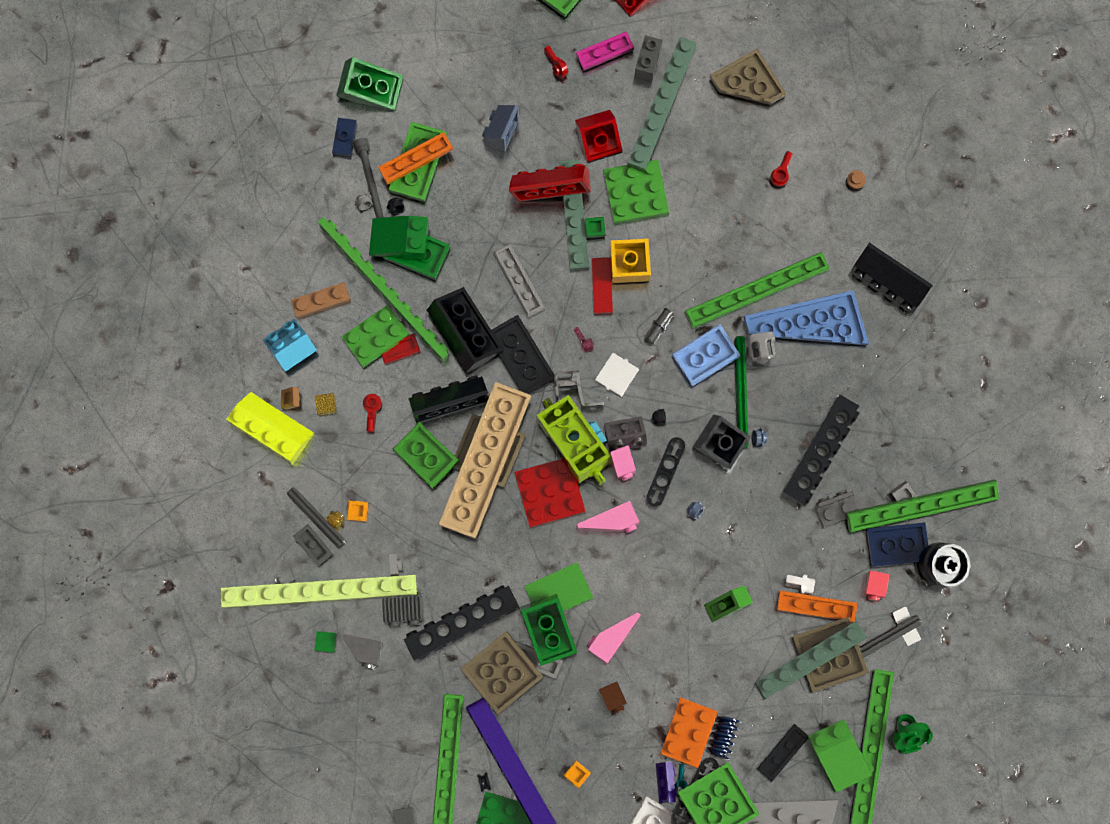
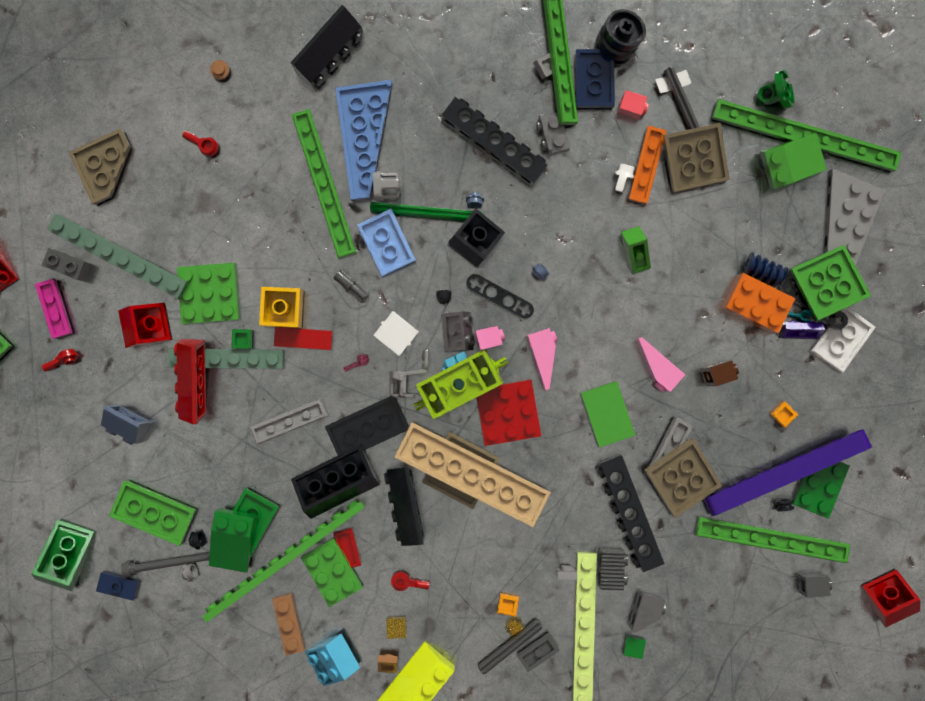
camera: 85 degrees left, 10 degrees up
(415, 158) = (149, 516): orange plate -> none
(426, 455) = (459, 532): bright green tile -> none
(548, 629) = (647, 429): green slope -> none
(782, 753) = (782, 215): black tile -> none
(811, 659) = (700, 176): sand green plate -> none

